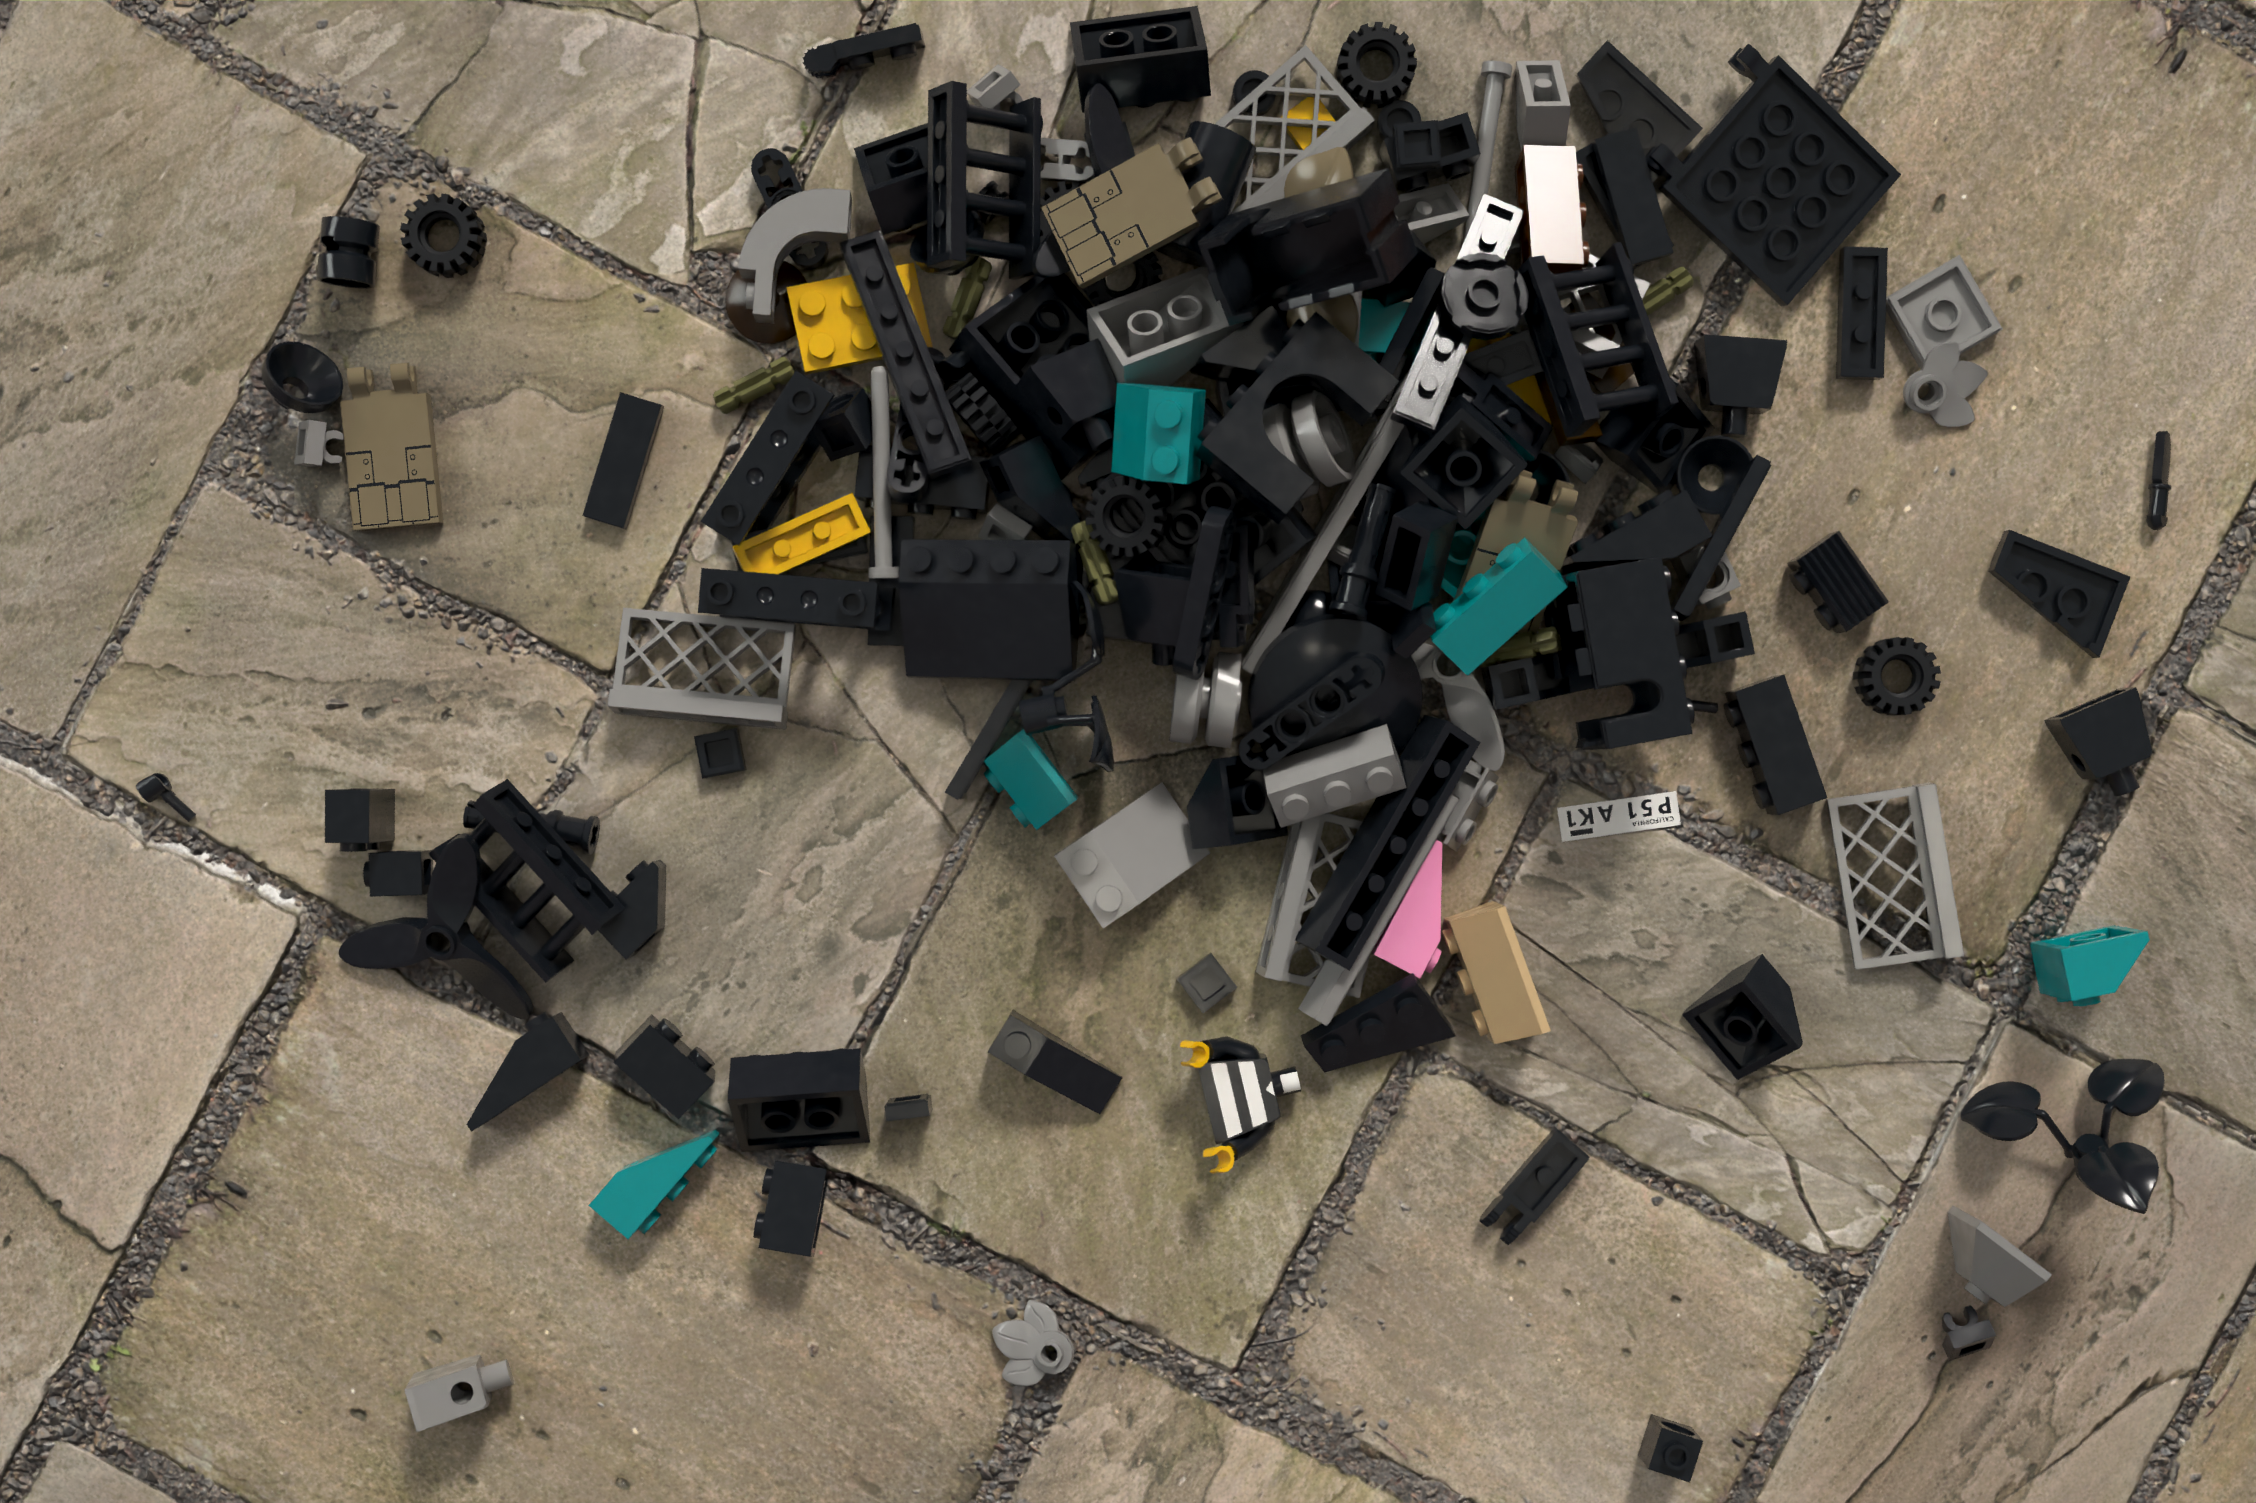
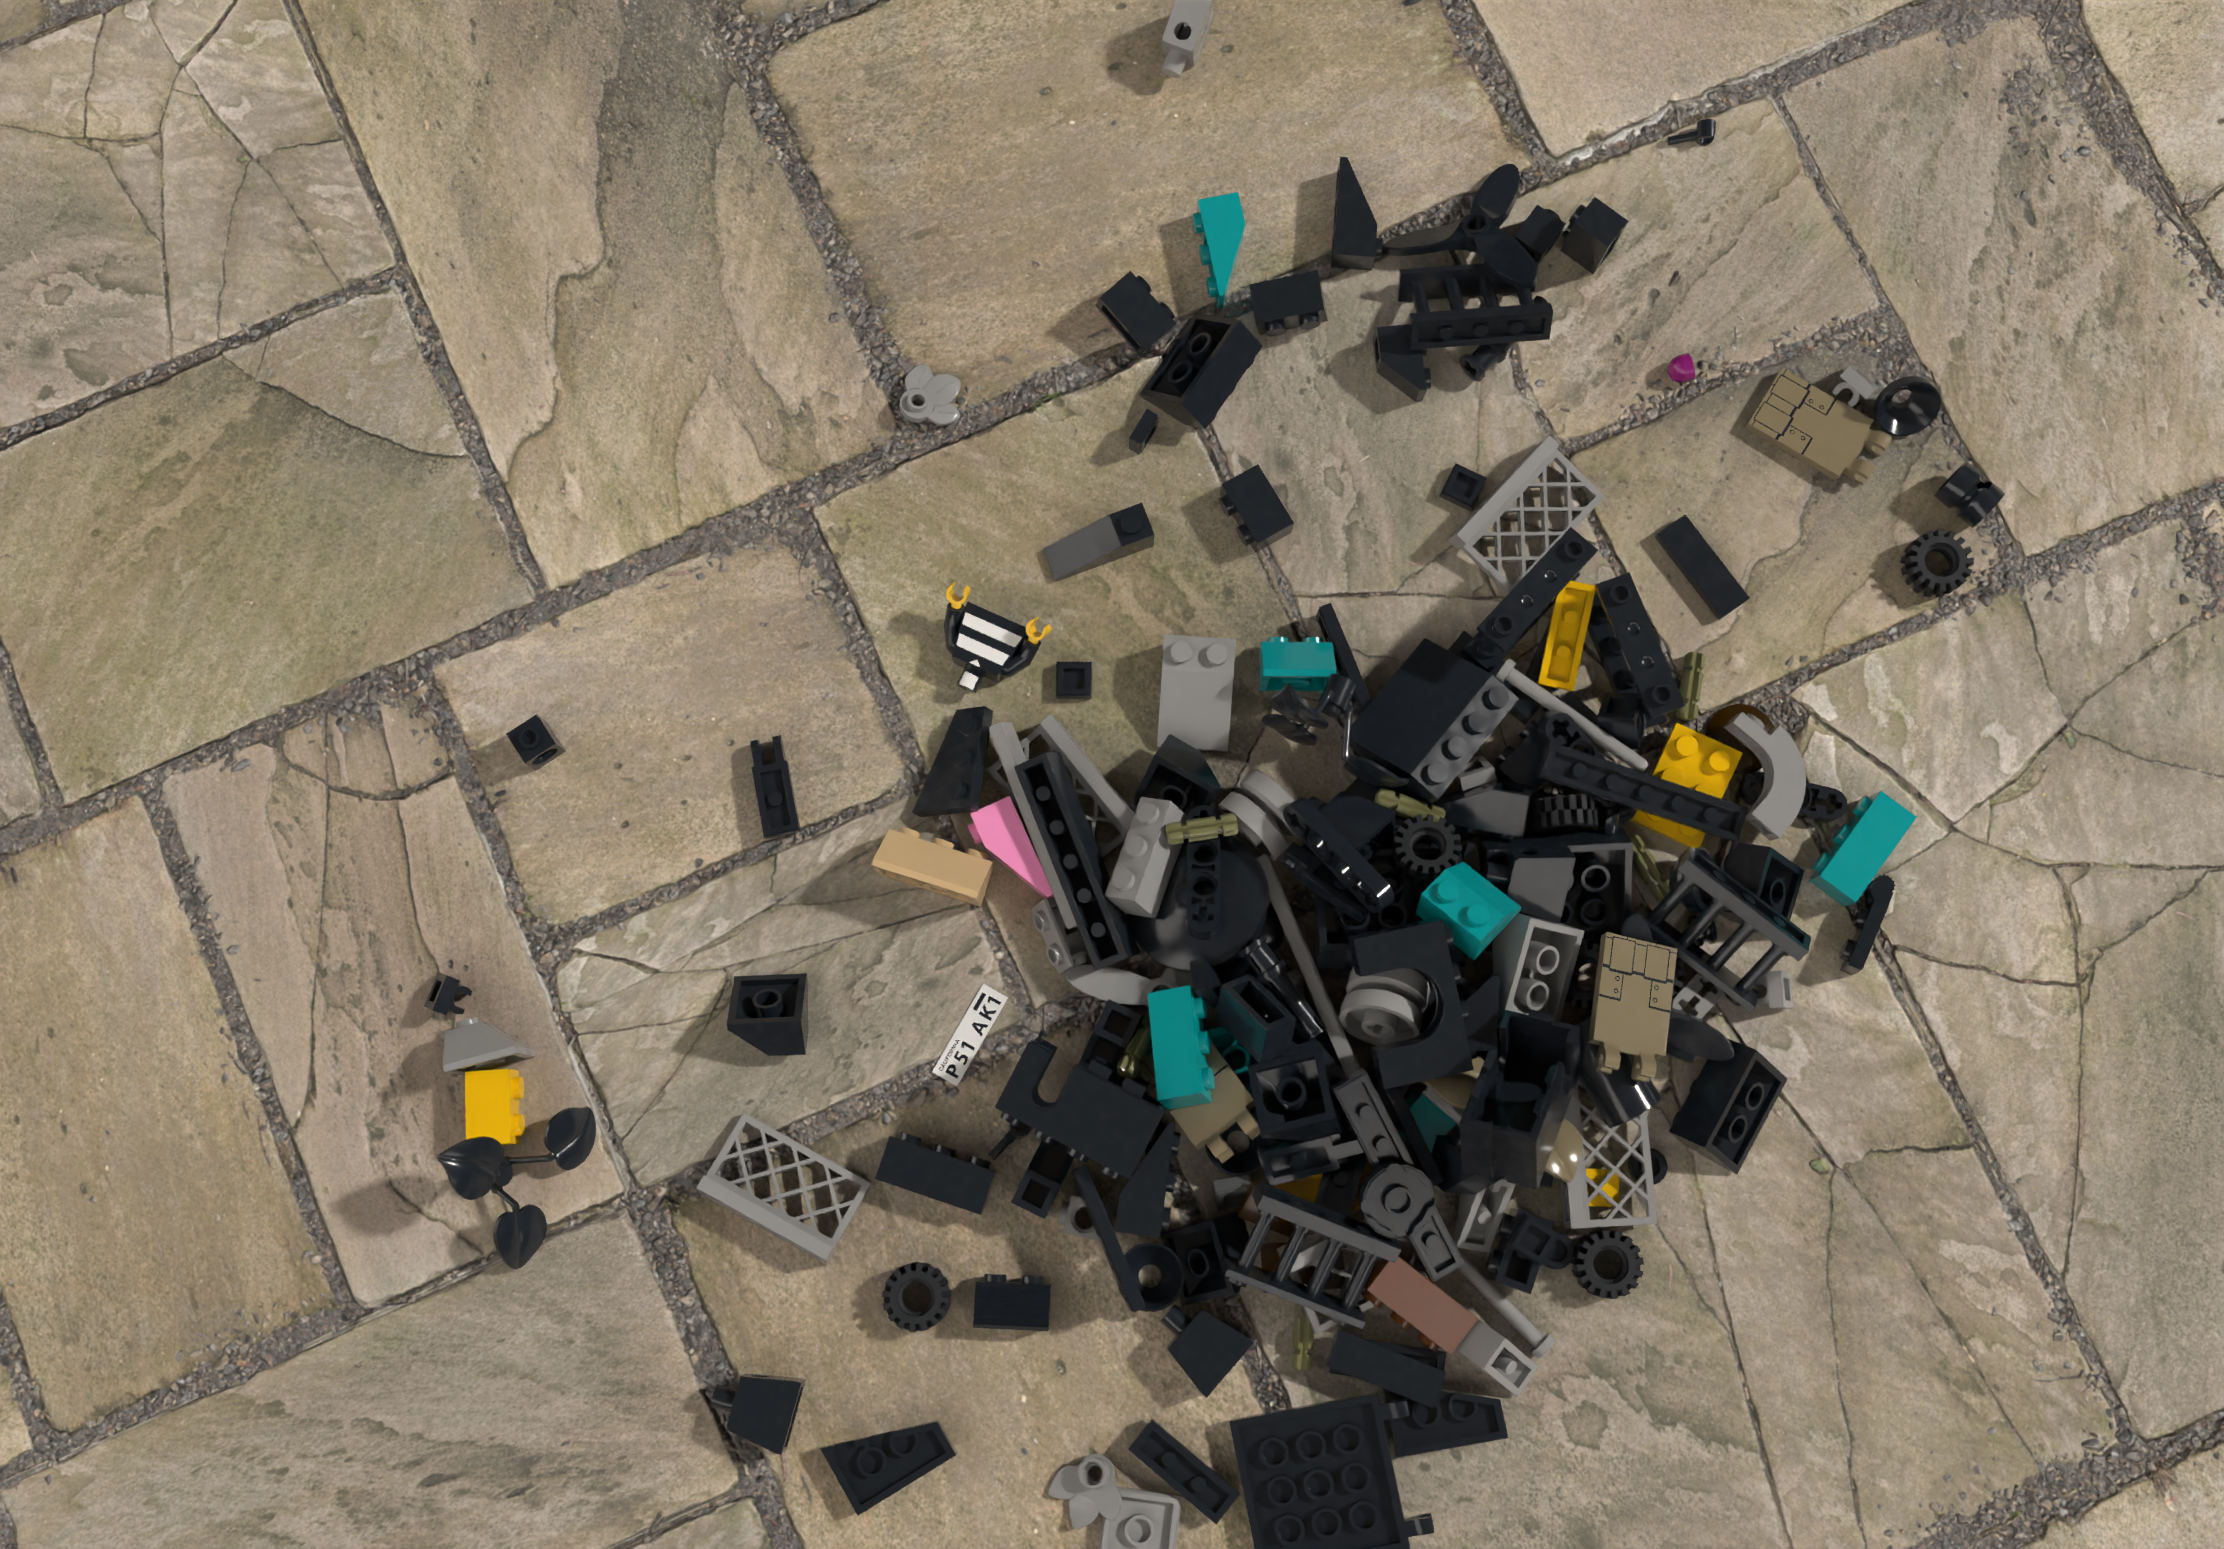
camera: 130 degrees right, 10 degrees down
(430, 628) = (1682, 368): none -> magenta hinge
(792, 108) = (1861, 848): none -> teal brick
(902, 937) = (1255, 508): none -> black brick
(1272, 744) = (1202, 828): none -> olive axle
(2034, 1203) = (494, 1105): none -> yellow brick
(2086, 962) = (624, 1269): teal slope -> none

